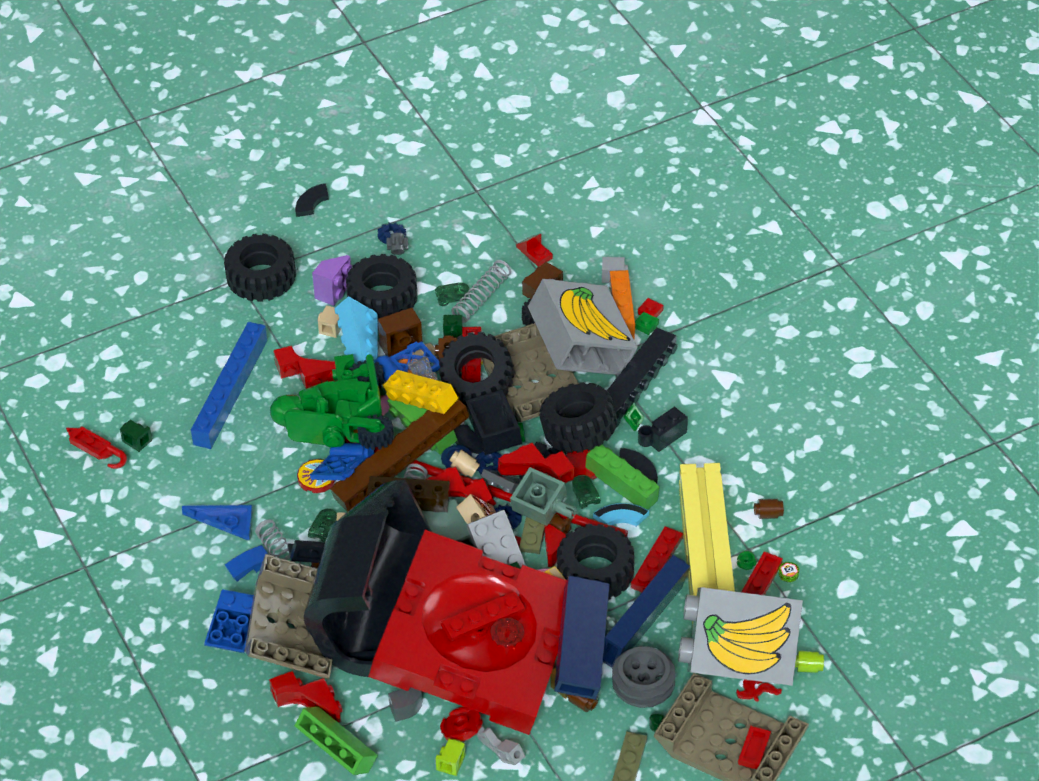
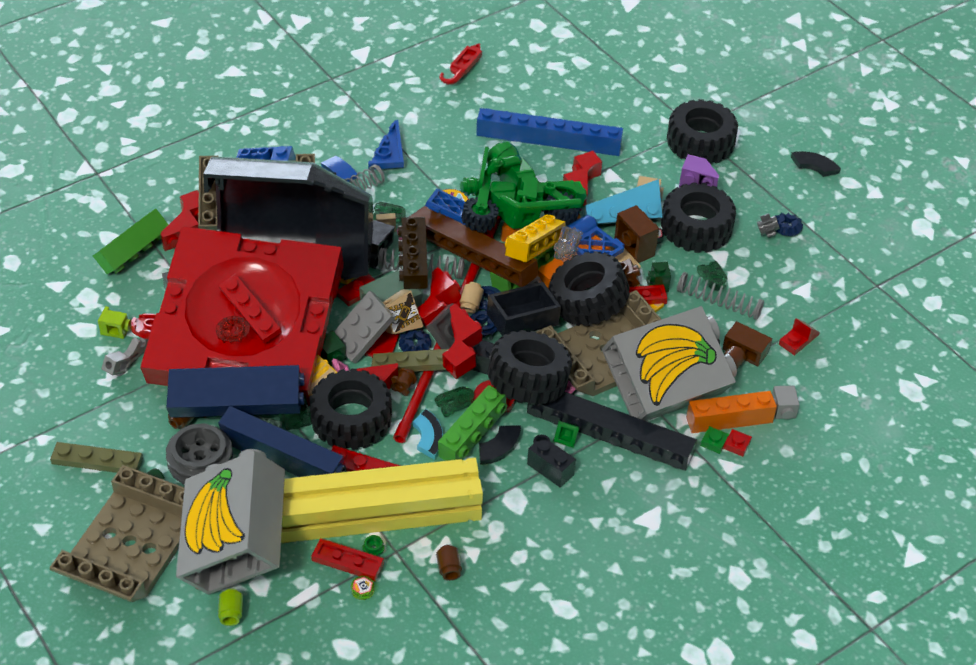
camera: 80 degrees right, 0 degrees up
(135, 435) = (477, 83): dark green brick -> none
(541, 497) = (416, 346): sand green brick -> none
(754, 747) = (110, 555): red tile -> none

